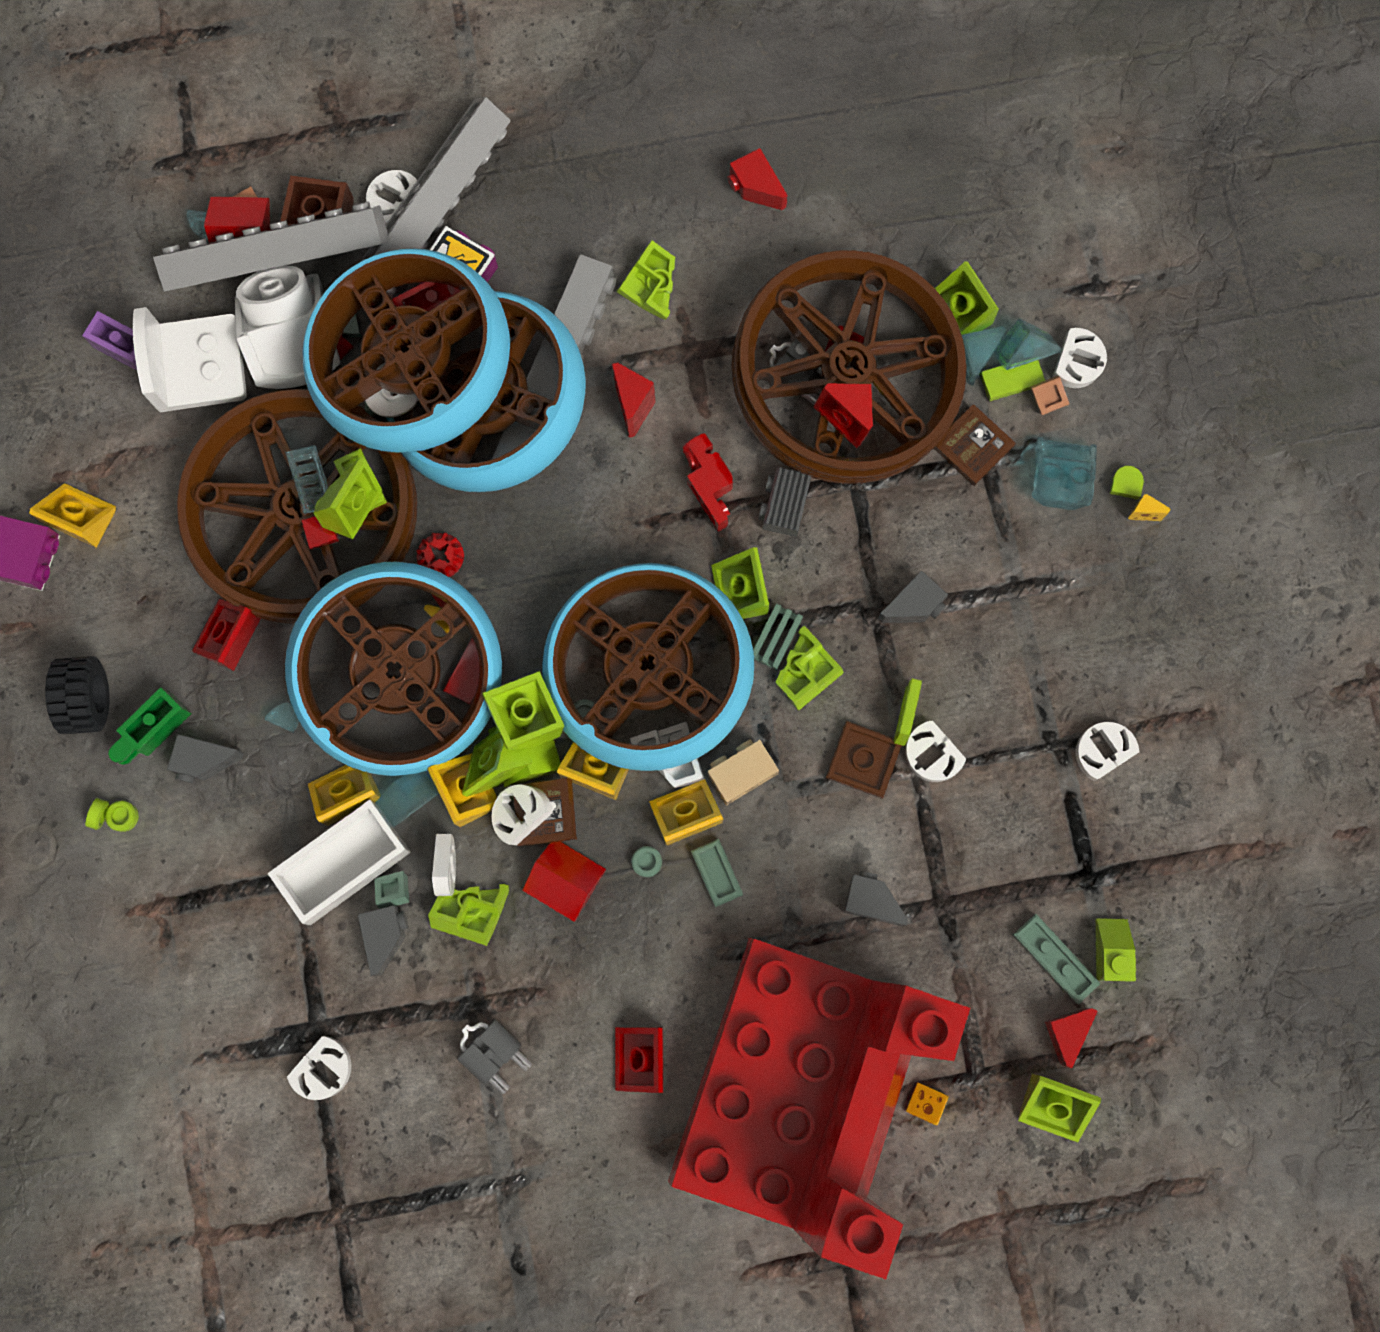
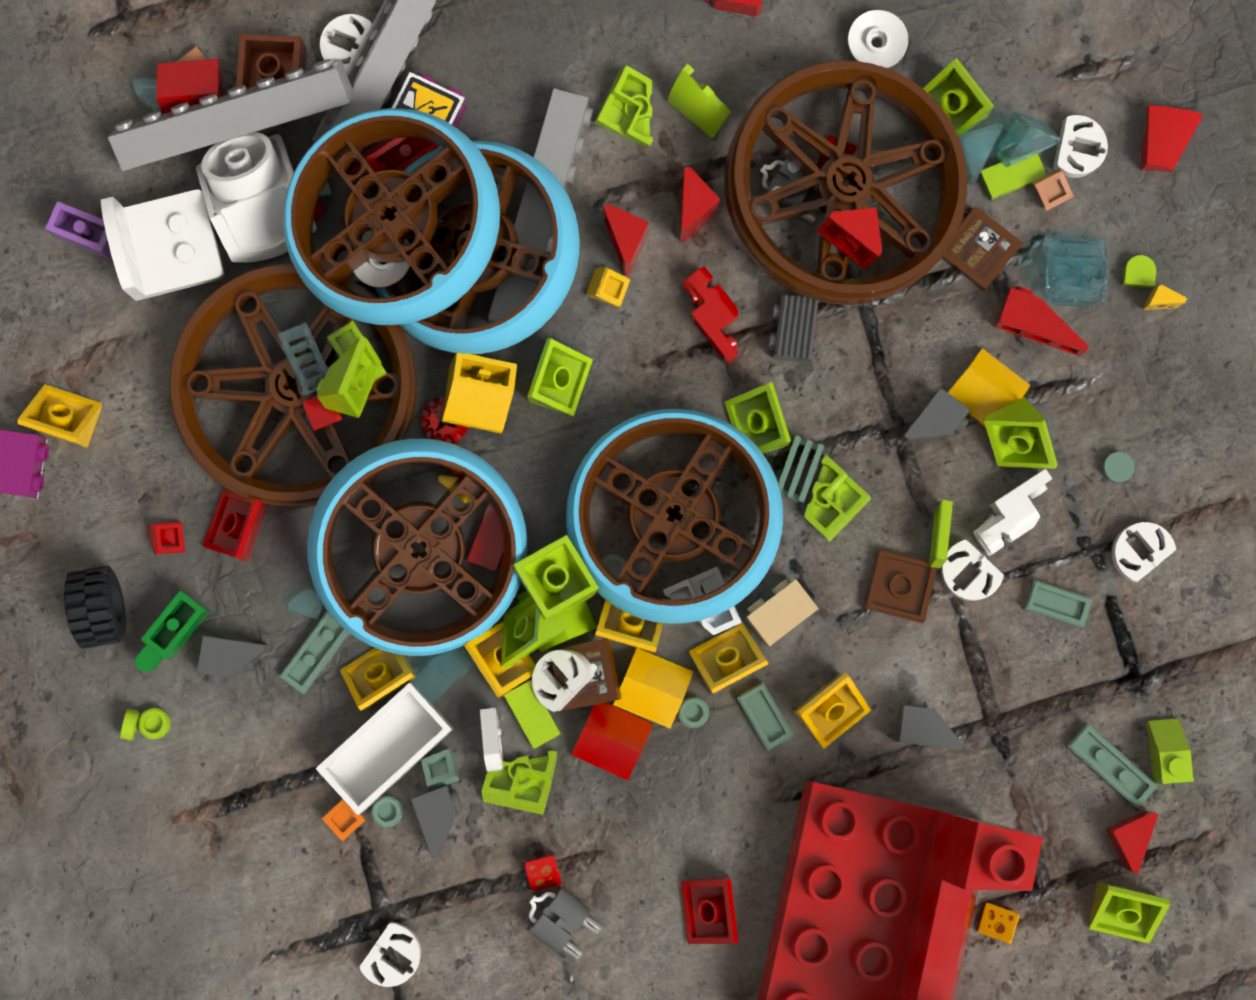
camera: 15 degrees left, 5 degrees up
(159, 639) = (166, 538): none -> red slope
(285, 766) = (314, 654): none -> sand green tile
(290, 930) = (343, 820): none -> orange plate
(335, 926) = (387, 811): none -> sand green tile
(473, 529) = (479, 392): none -> yellow slope
(480, 1003) = (542, 872): none -> red slope
(488, 847) = (532, 715): none -> lime tile
(553, 525) = (559, 378): none -> lime slope
(609, 833) = (653, 688): none -> yellow slope
(611, 445) = (608, 286): none -> yellow slope
(704, 375) = (697, 204): none -> red slope
(717, 282) = (698, 103): none -> lime slope
(784, 873) = (833, 710): none -> yellow slope
(896, 228) = (880, 26): none -> white dish
(969, 579) = (987, 386): none -> yellow slope
(981, 700) = (1013, 514): none -> white plate
(994, 625) = (1020, 437): none -> lime slope
(1017, 793) = (1058, 604): none -> sand green tile
(1020, 517) = (1035, 320): none -> red slope
(1089, 667) = (1118, 467): none -> sand green tile
(1165, 357) = (1166, 136): none -> red slope

